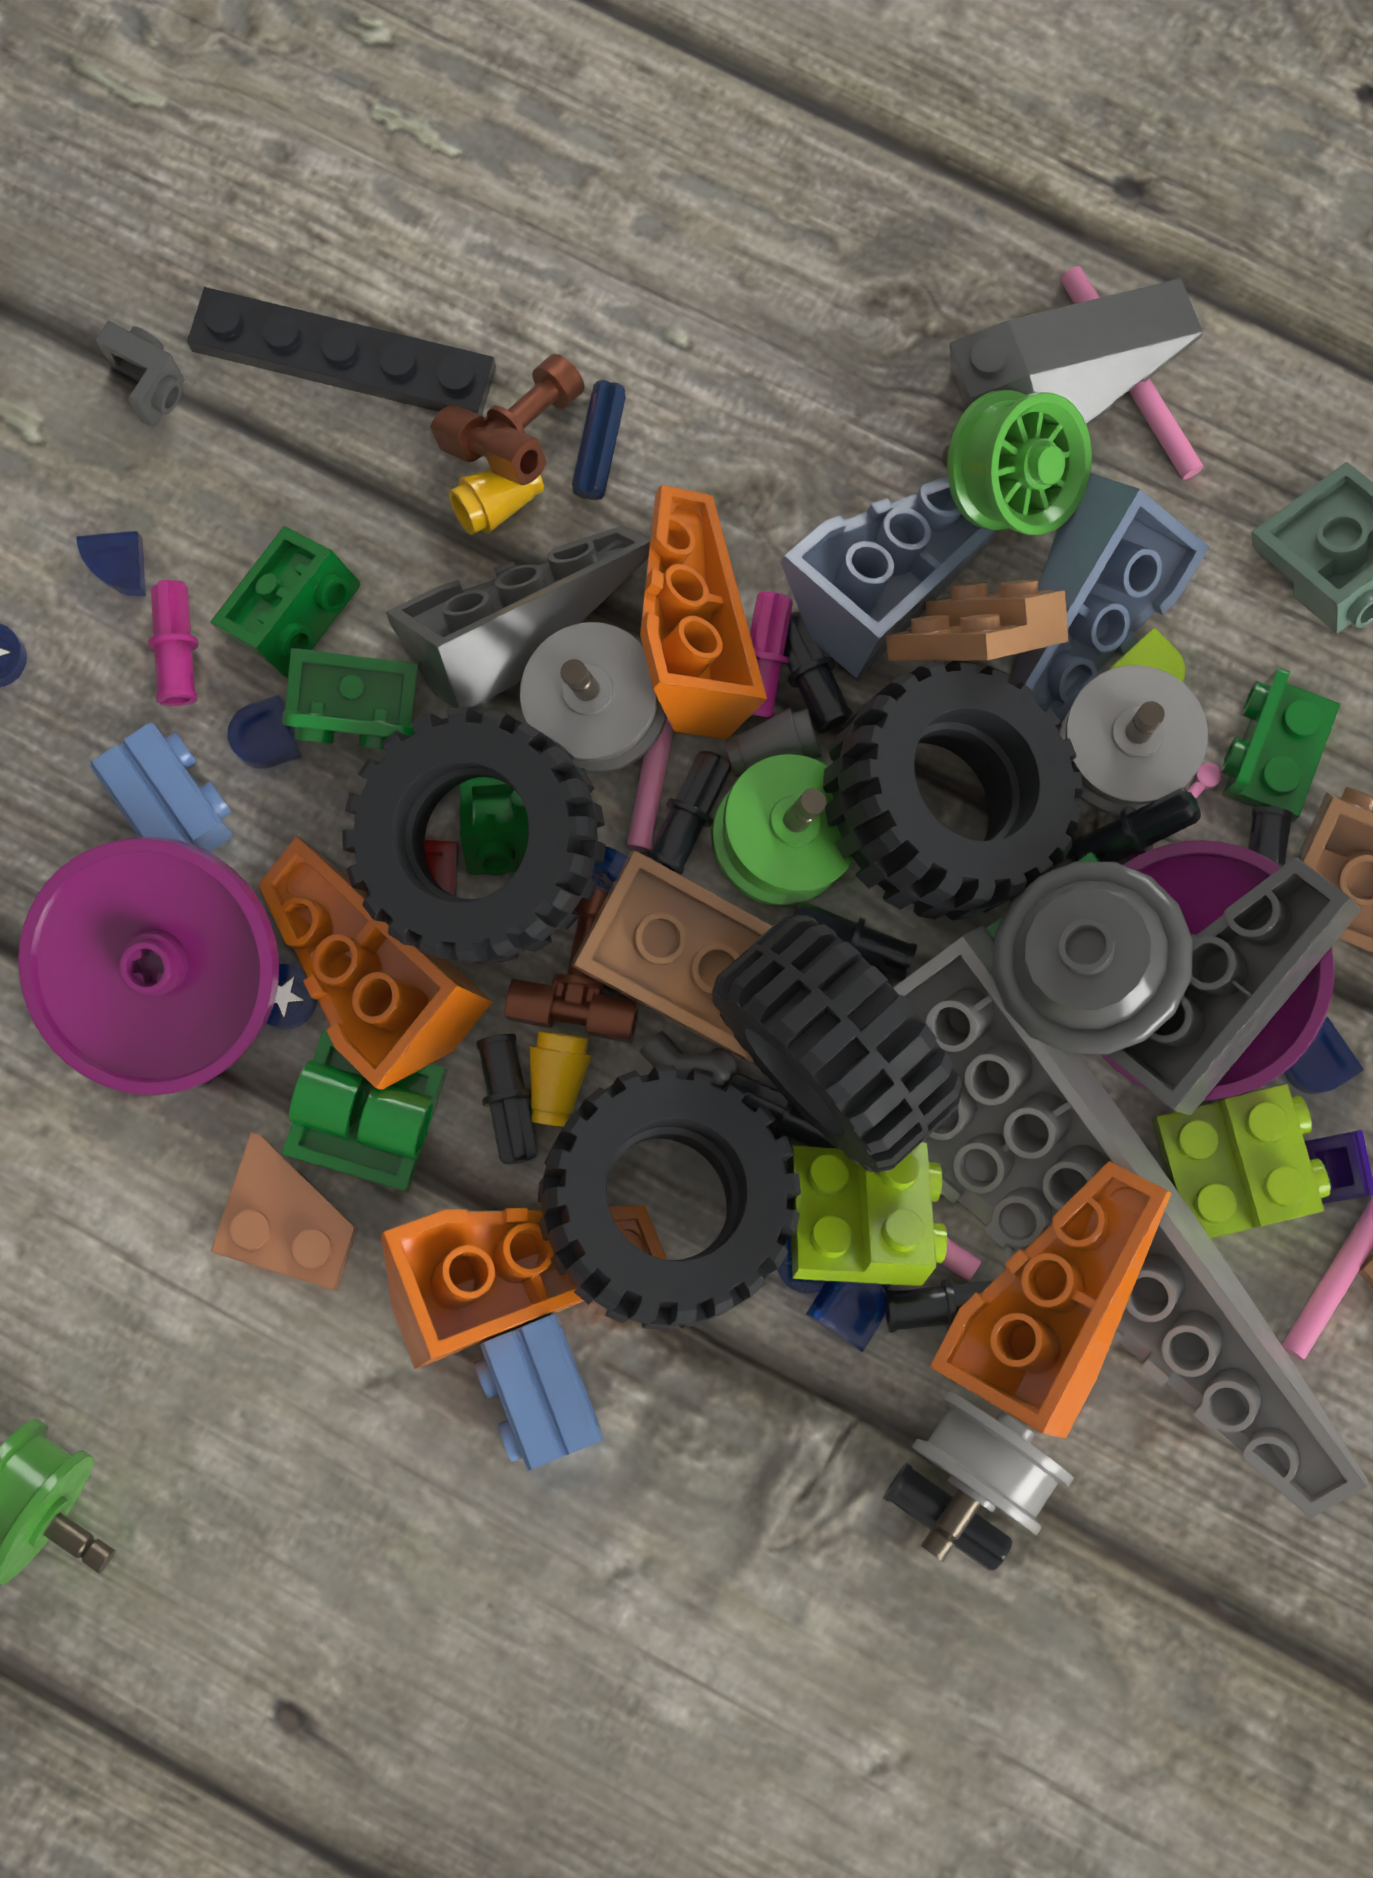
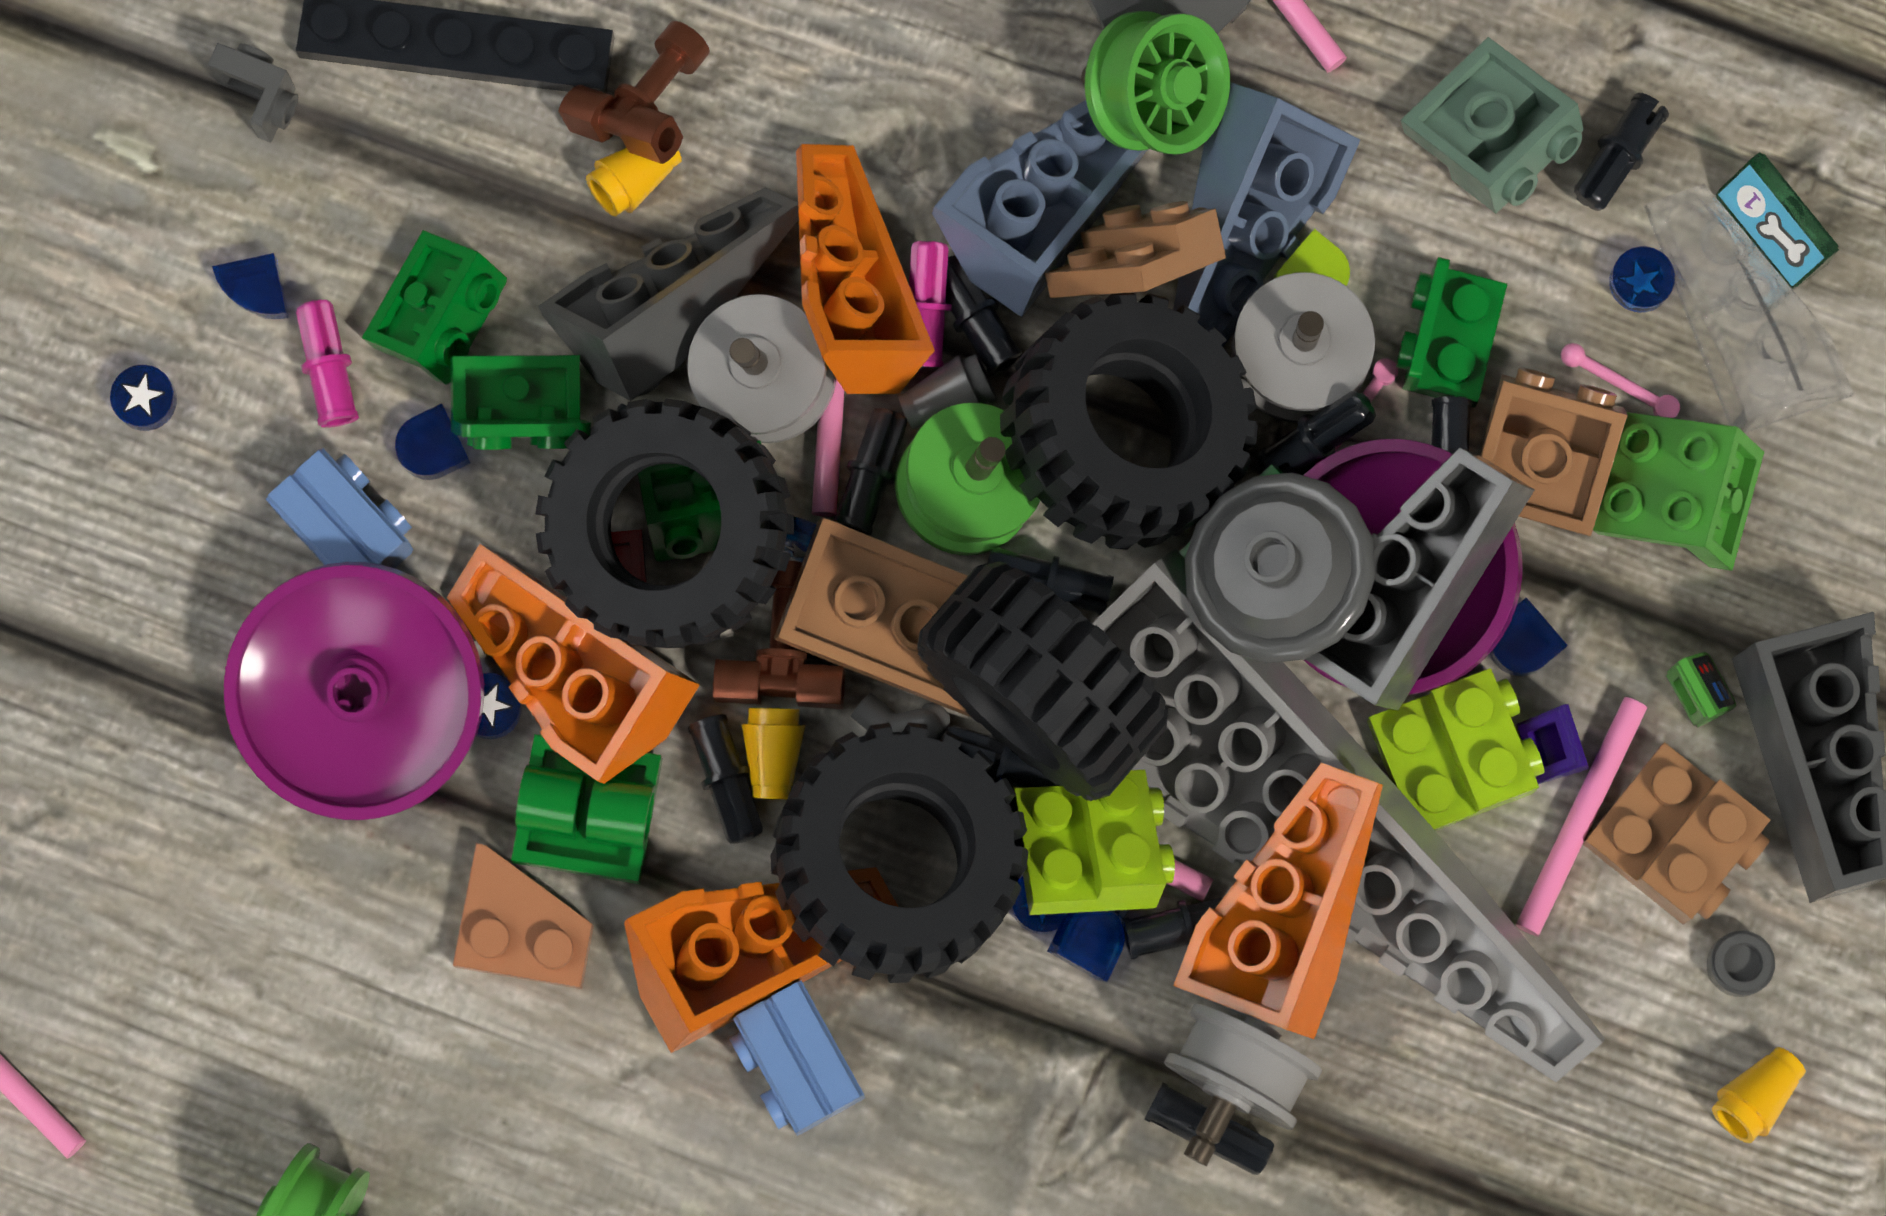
camera: 10 degrees left, 0 degrees up
(598, 440) = (730, 103): dark blue axle -> none

